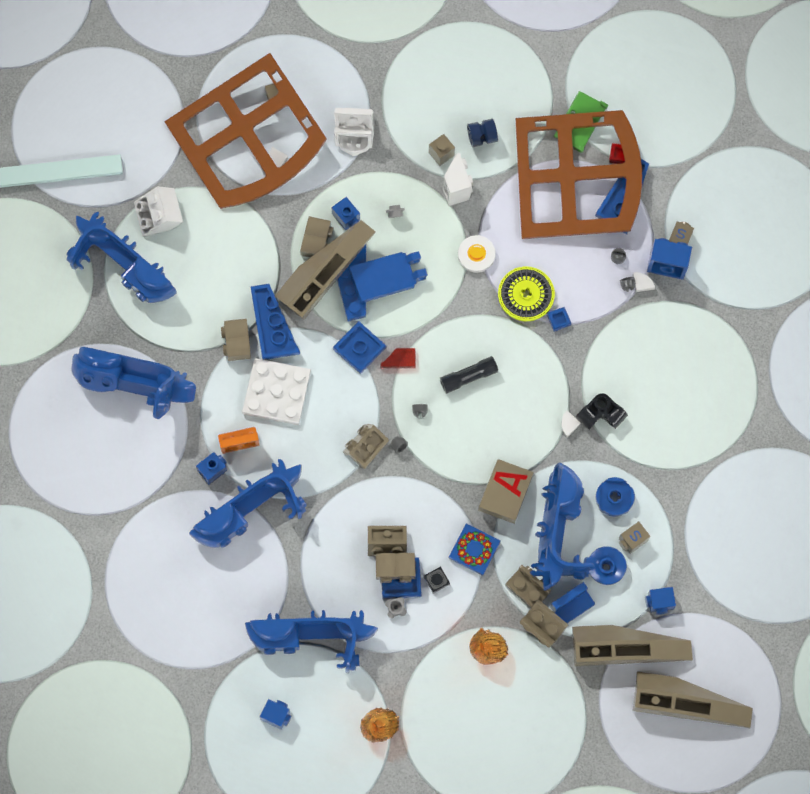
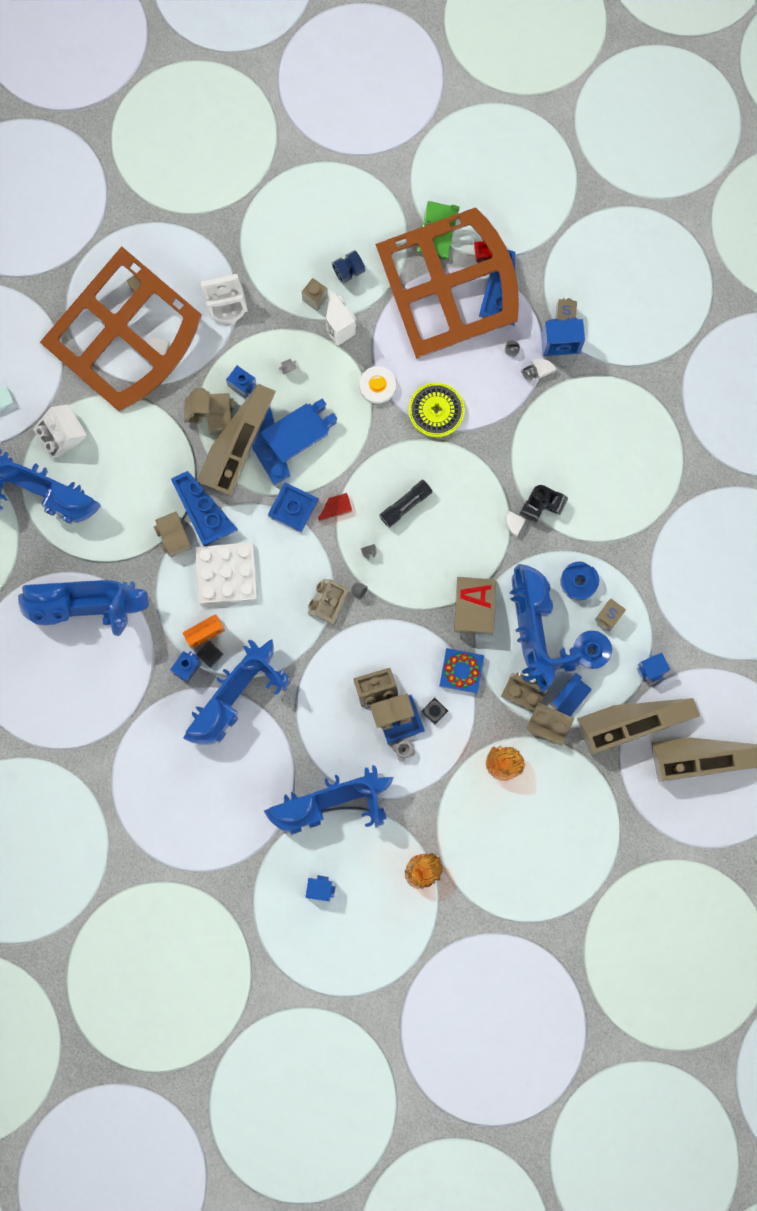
camera: 15 degrees left, 5 degrees up
(238, 463) = (209, 654): none -> black tile
(296, 224) = (196, 406): none -> dark tan brick
(559, 319) = (474, 425): blue tile -> none

